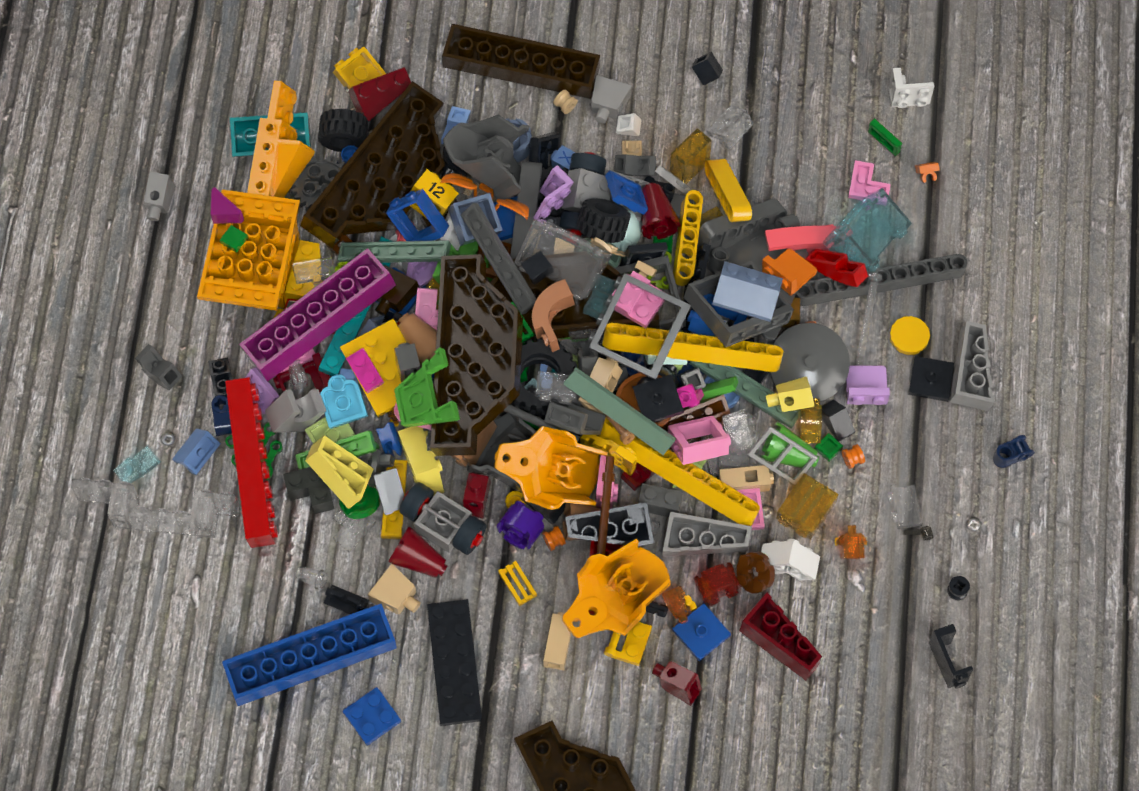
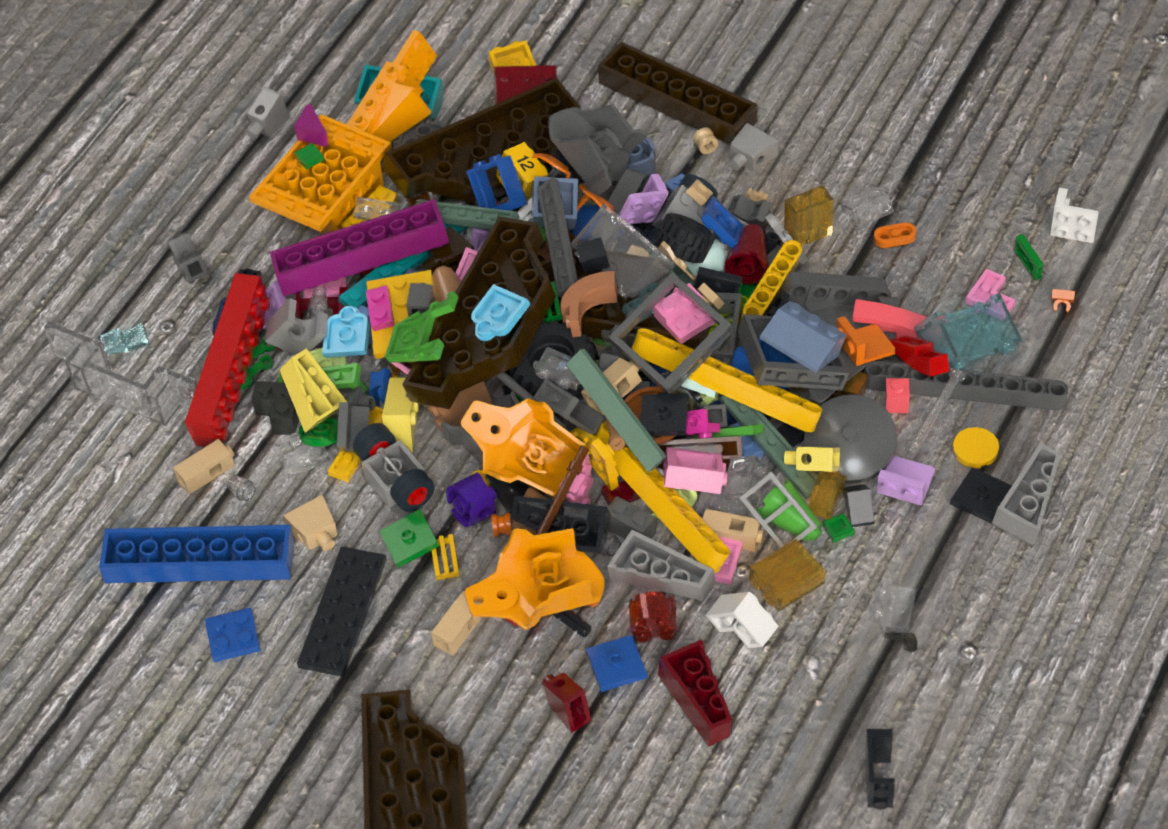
camera: 25 degrees right, 15 degrees down
(196, 450) = (188, 343): medium blue panel -> none
(272, 568) = (204, 466): none -> tan brick
(341, 129) = (466, 98): black tyre -> none
(344, 600) = (256, 514): black hinge -> none
(418, 555) = (351, 494): dark red cone -> none
(476, 492) = (441, 458): dark red torso -> none
(481, 577) = (409, 538): none -> green plate
(488, 357) = (498, 313): none -> medium azure plate
(542, 146) = (664, 166): black brick -> none
(596, 170) = (699, 192): none -> tan tile
(629, 125) = (763, 179): white slope -> none
(633, 647) = (539, 652): yellow plate -> none
(679, 603) = (601, 623): clear orange piece -> none
(707, 68) = (866, 148): black panel -> none
(728, 190) = (833, 254): yellow beam -> none
(745, 575) = (695, 608): reddish brown plate -> none
(764, 150) = (895, 235): none -> orange plate
(829, 308) = (897, 395): none -> coral brick
(851, 544) = (820, 625): clear orange piece -> none
(853, 456) = (860, 542): orange wheel -> none
(955, 591) = (925, 711): black wheel -> none
(1016, 450) = (1042, 590): dark blue piece -> none

